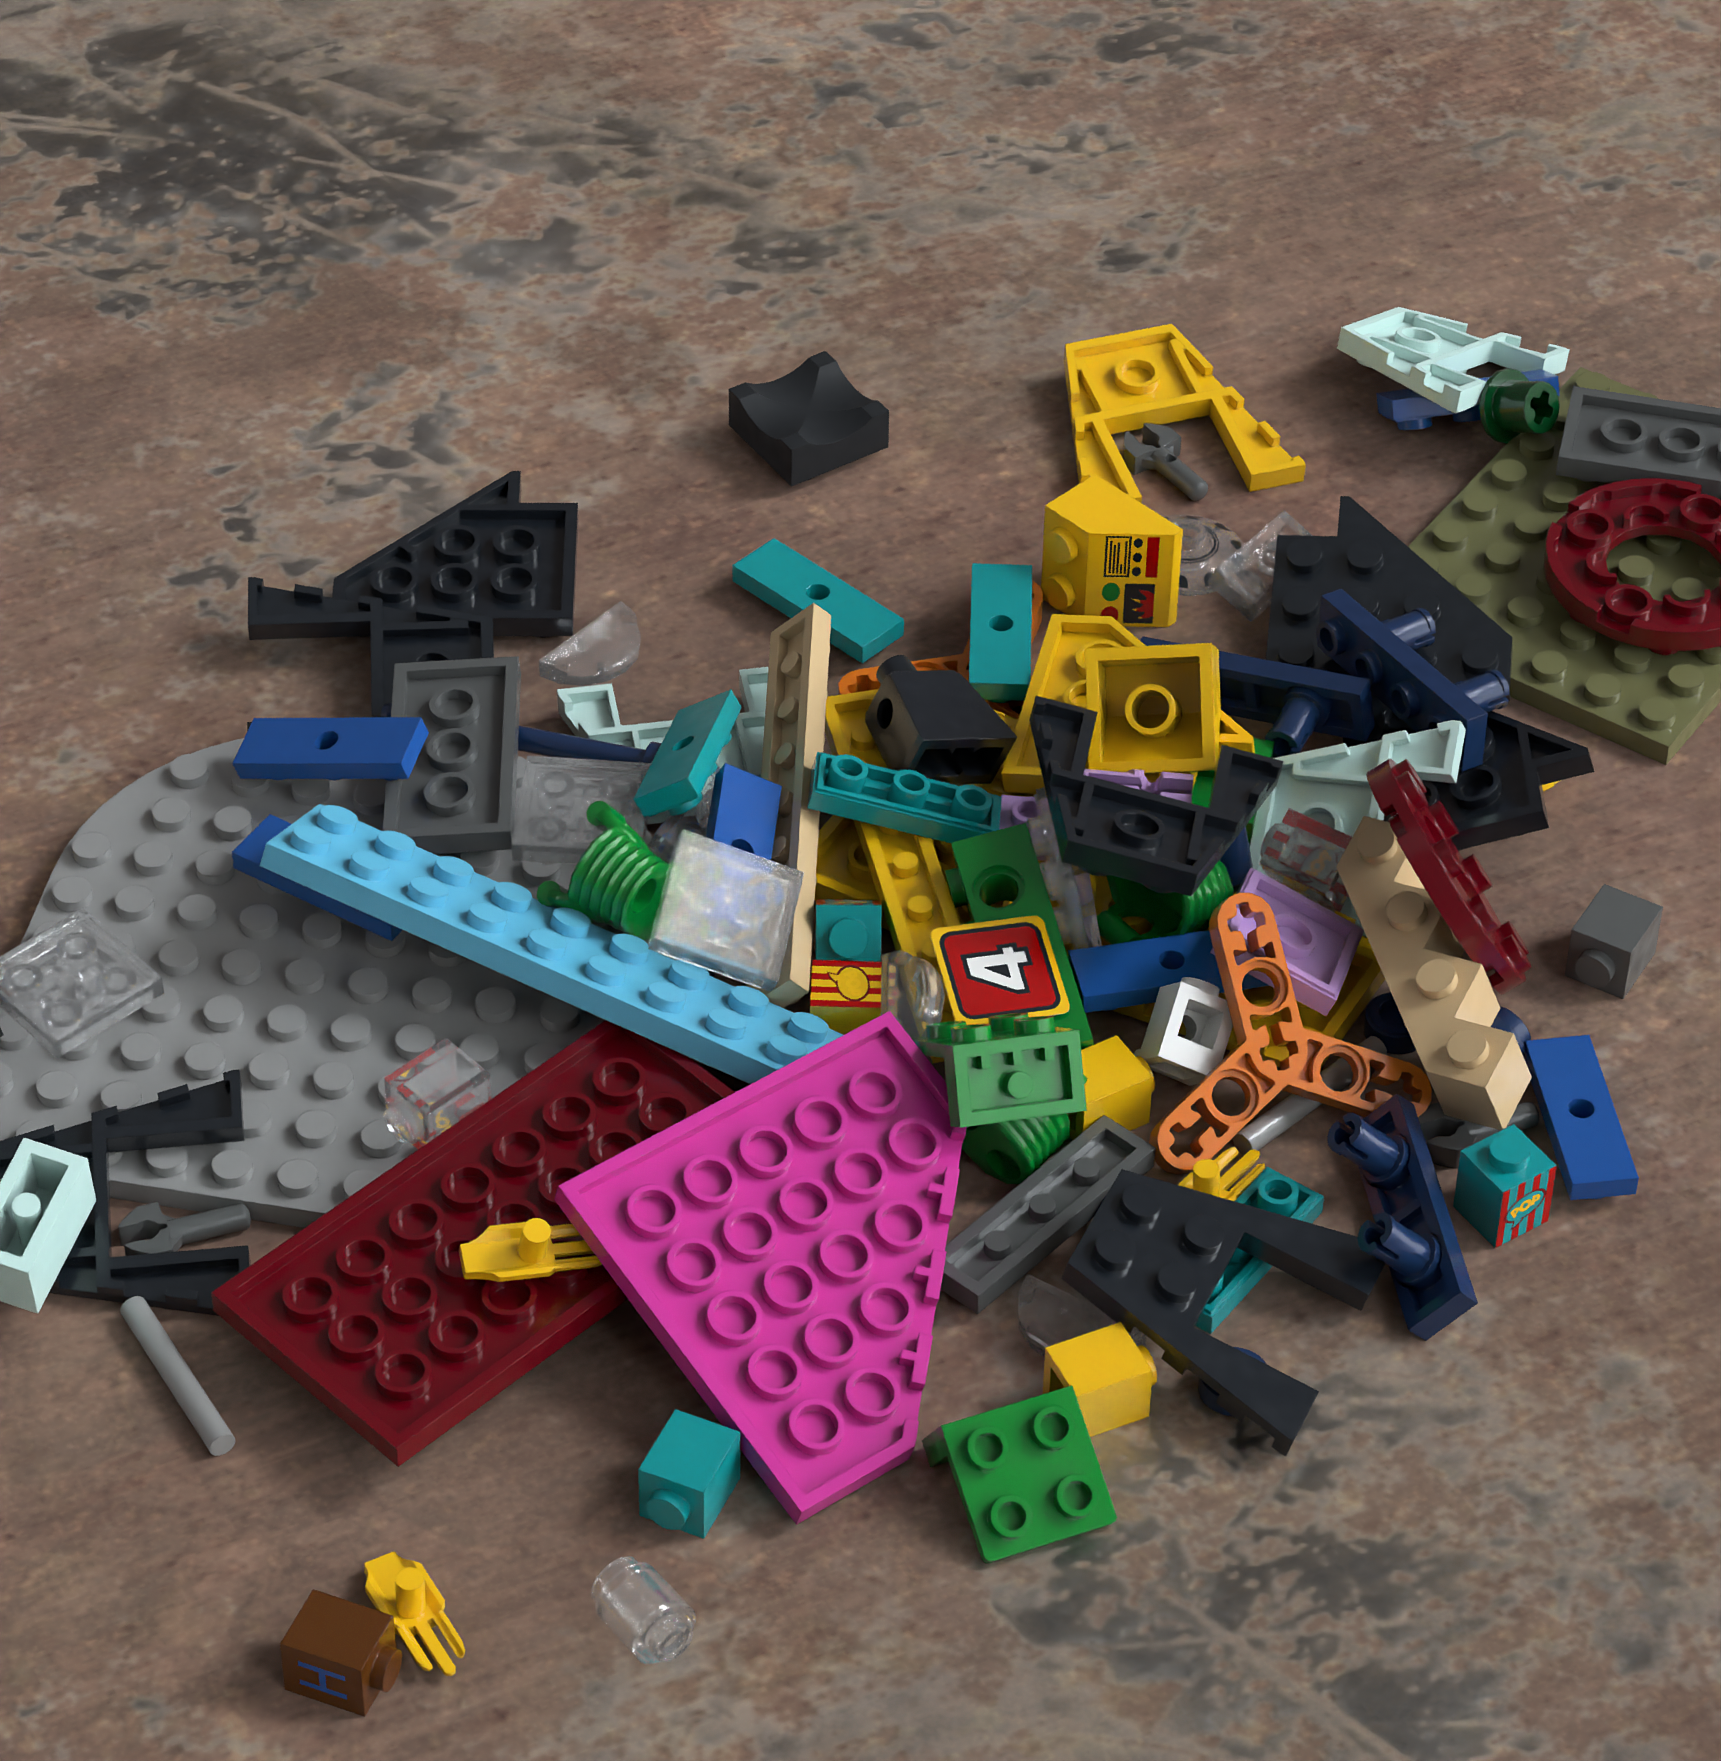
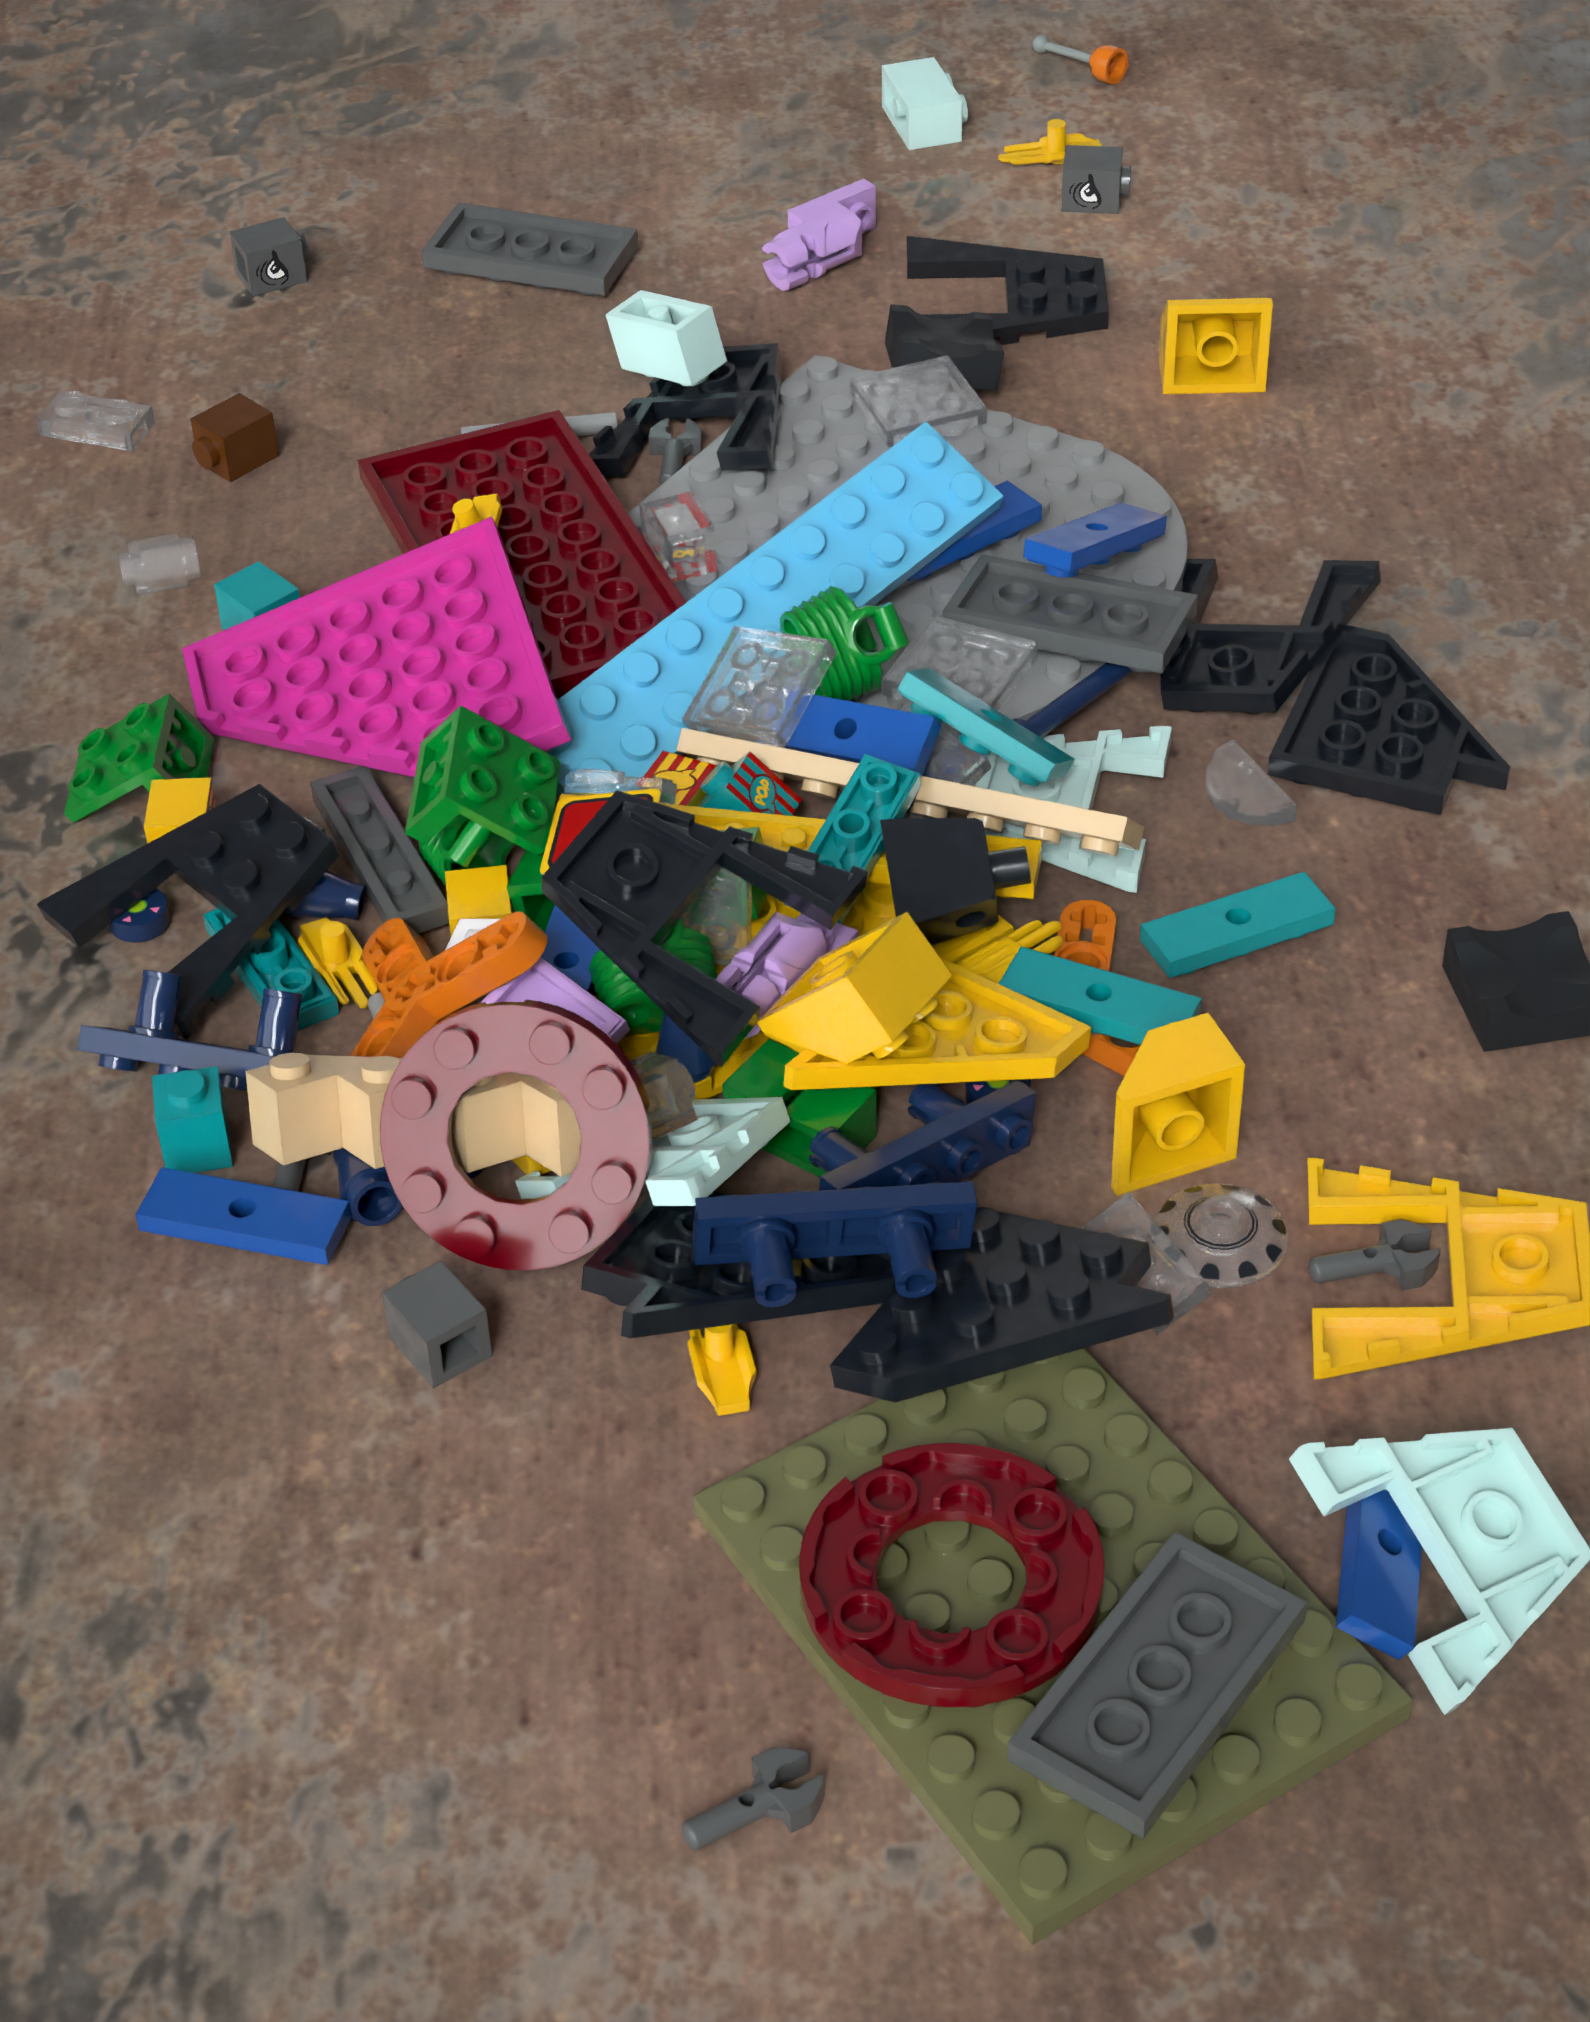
camera: 115 degrees right, 0 degrees up
(409, 1594) = (256, 482): yellow piece -> none
(1517, 406) = (1306, 1550): dark green piece -> none

